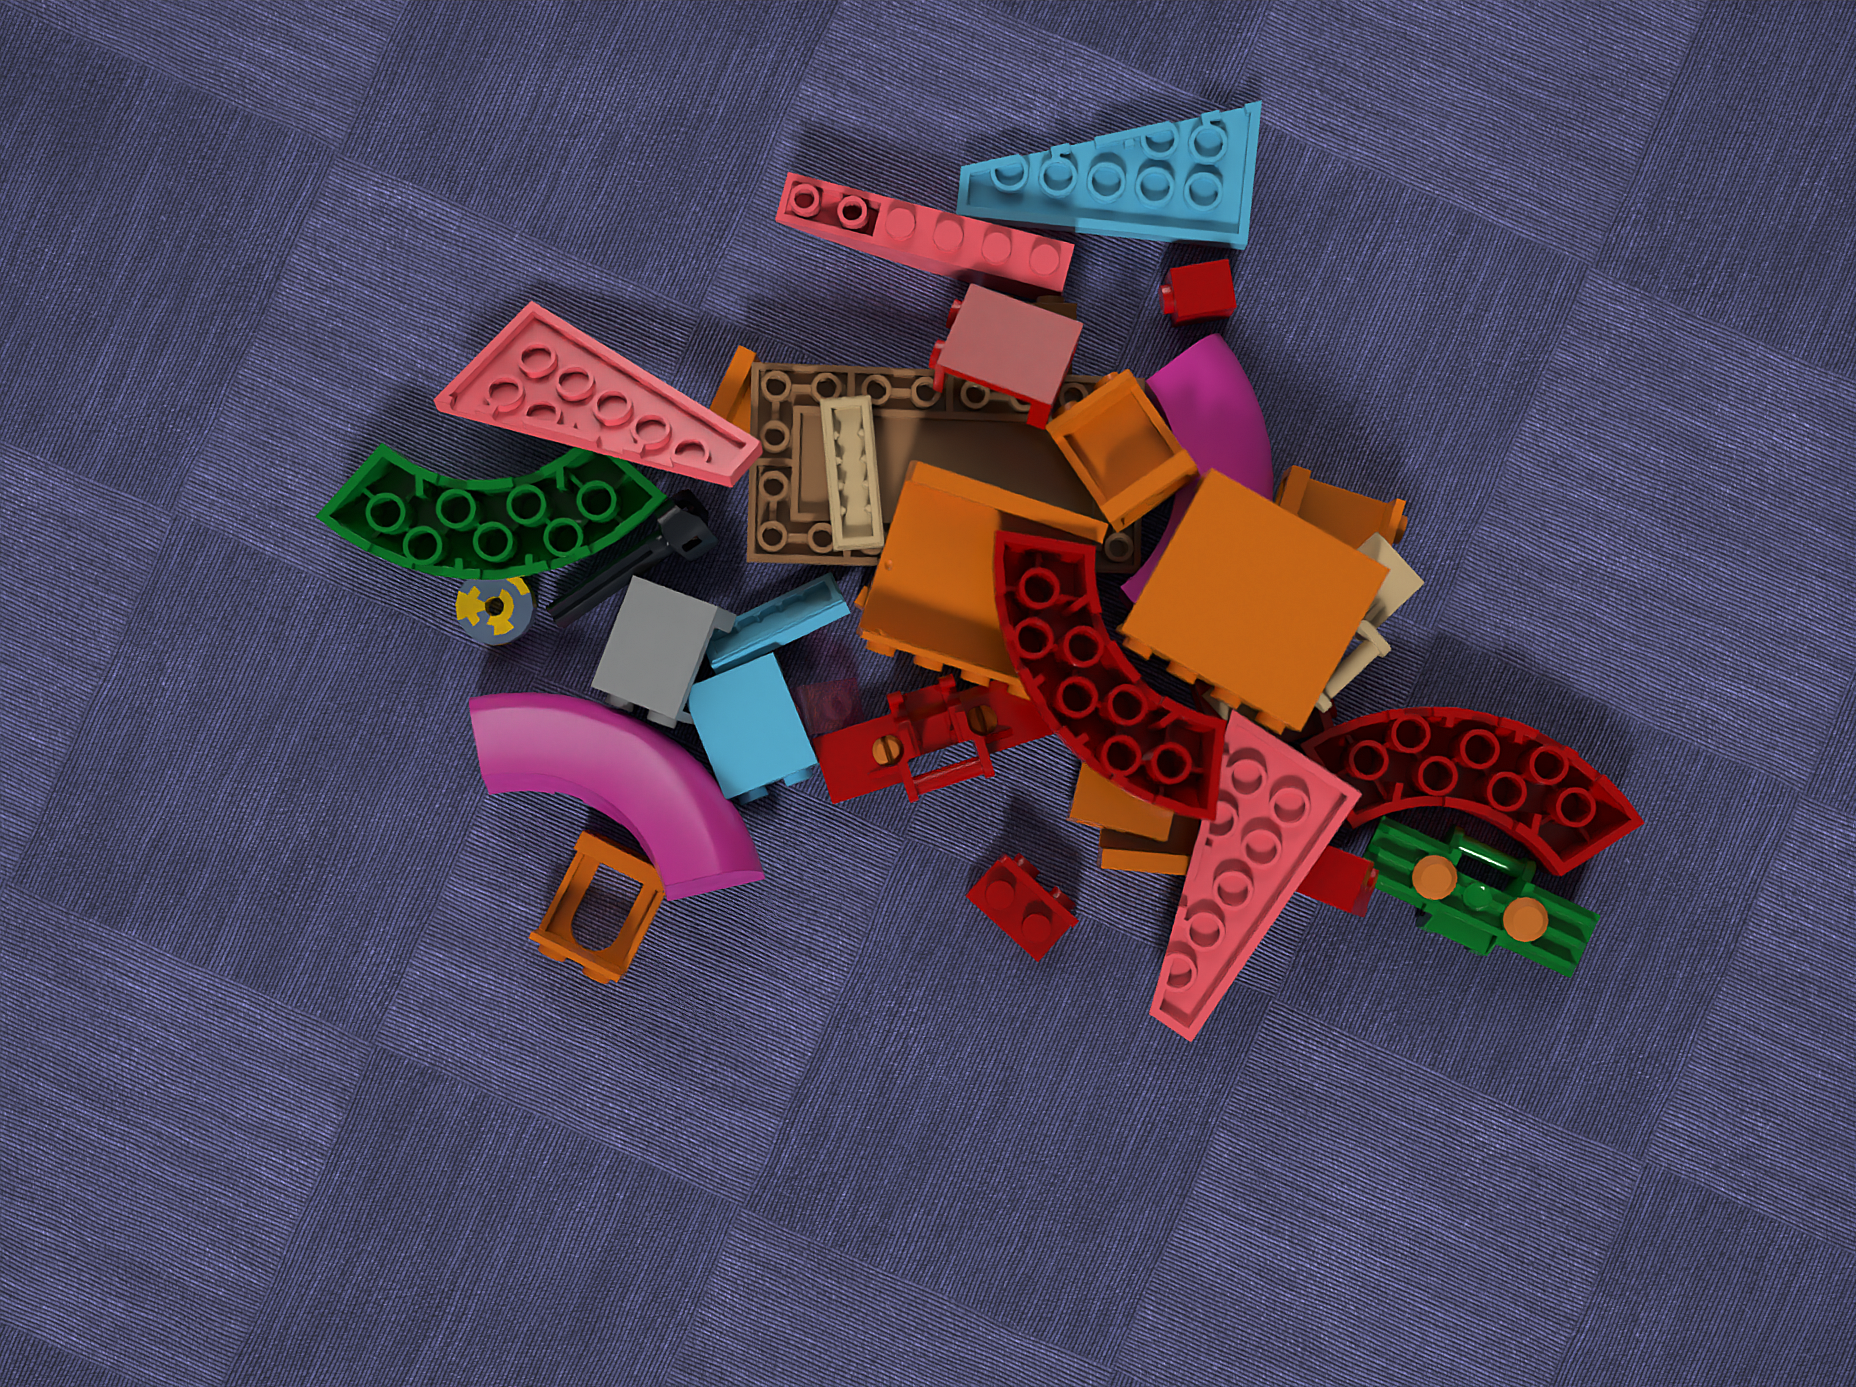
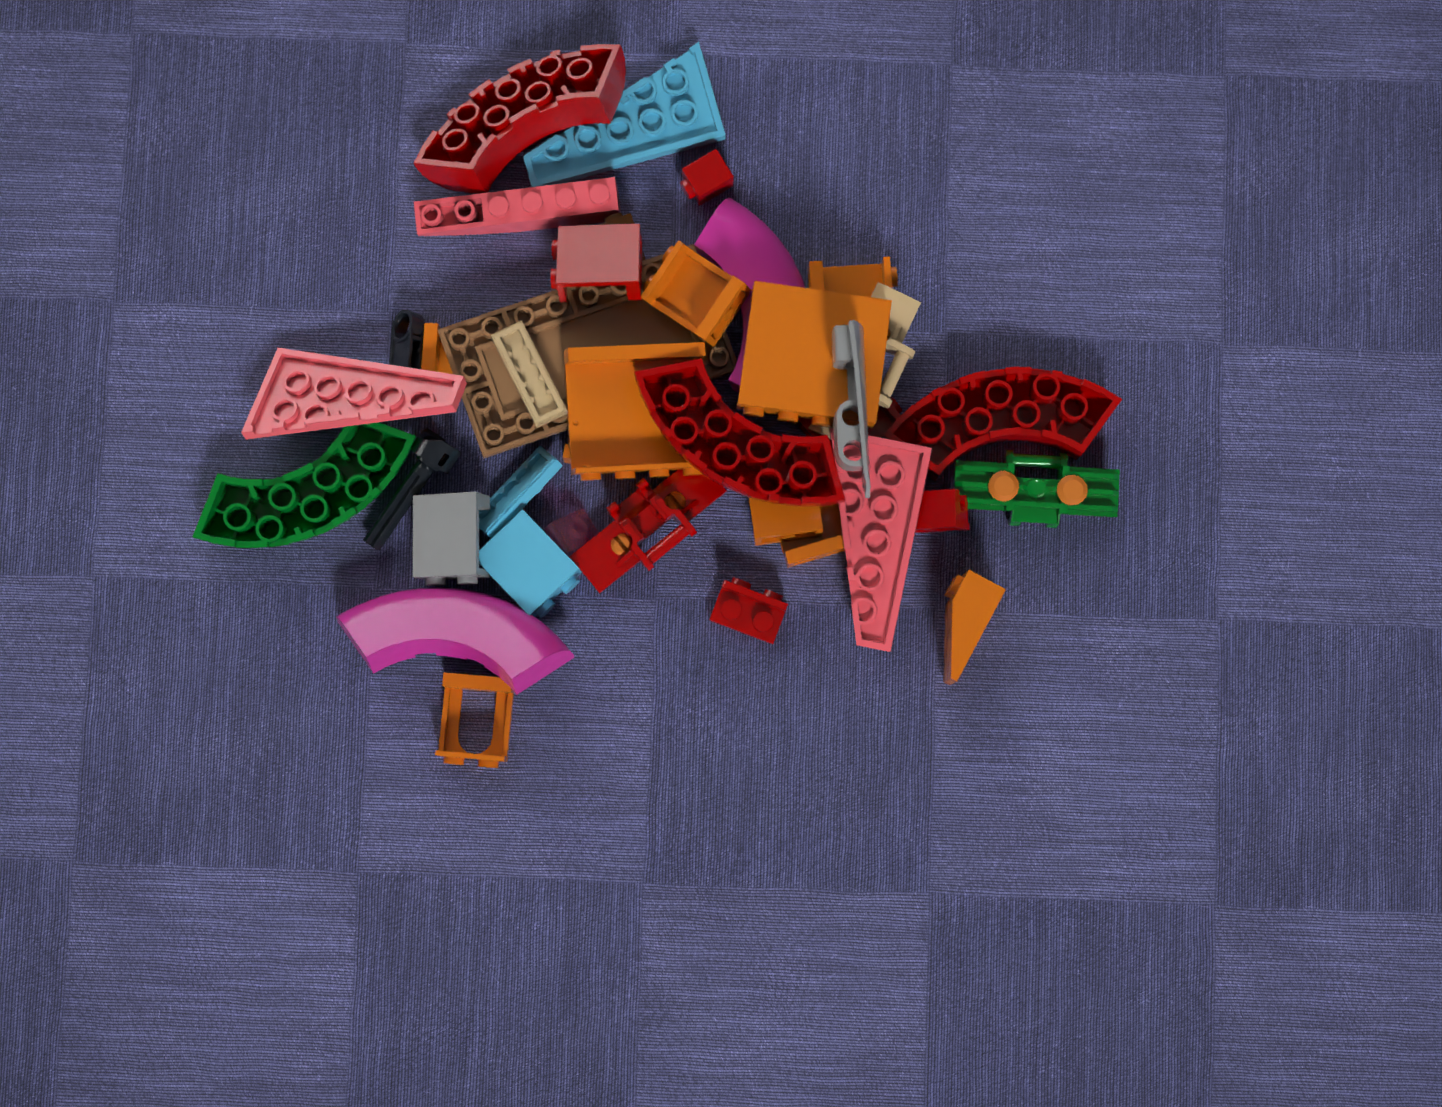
camera: 25 degrees left, 5 degrees down
(508, 626) = (337, 567): piece -> none
(706, 363) = (407, 345): none -> black piece
(980, 103) = (519, 111): none -> red brick
(1304, 624) = (850, 355): none -> light grey panel
(1312, 1038) = (966, 617): none -> orange slope

